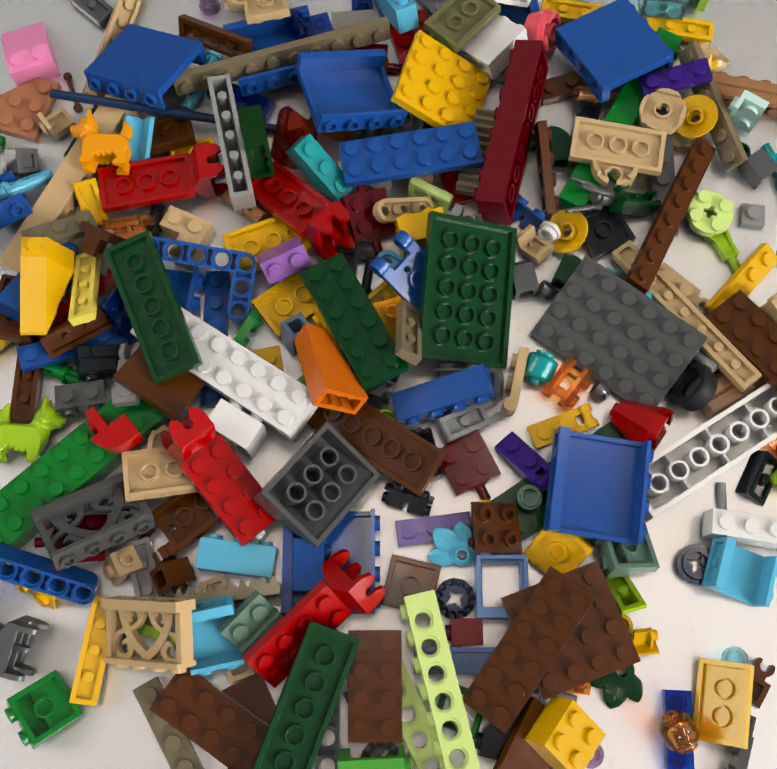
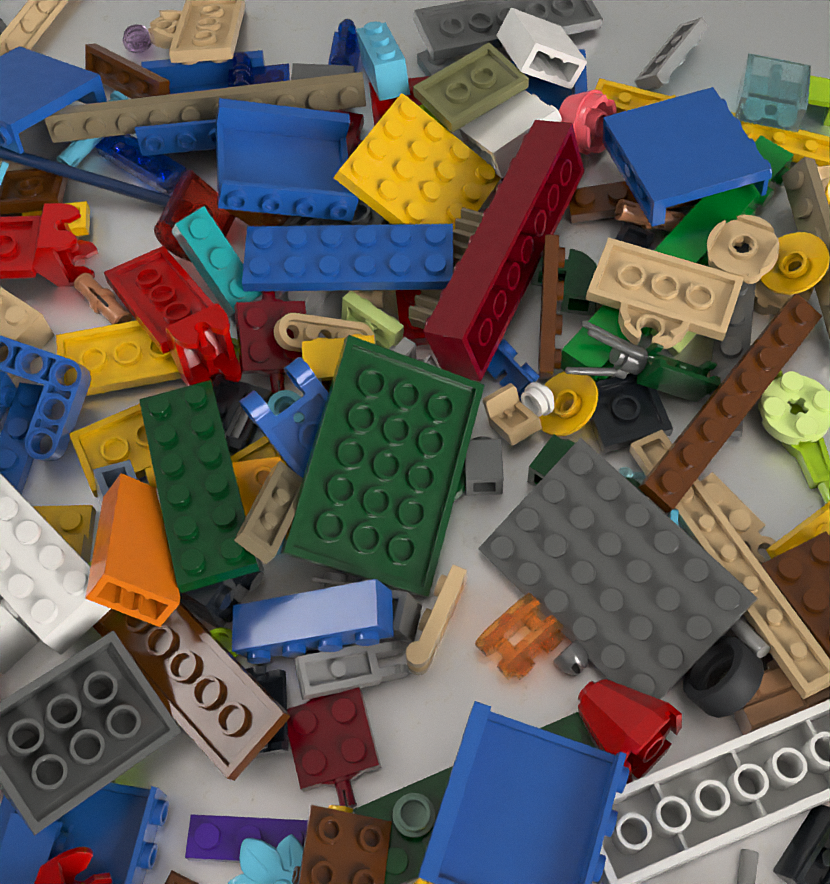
camera: 15 degrees right, 10 degrees down
(231, 142) = (99, 211): light grey brick -> none
(251, 323) = (57, 465): green plate -> none
(256, 142) = (135, 213): dark green window -> none
(284, 260) = (127, 381): medium lavender brick -> none
(399, 494) = (233, 795): black hinge -> none
(524, 460) = (420, 749): dark purple plate -> none
(540, 367) = (480, 603): teal head -> none
(543, 431) = (504, 700): yellow plate -> none
(546, 290) = (516, 486): flat silver hinge -> none
(677, 77) = (775, 203): dark purple plate -> none

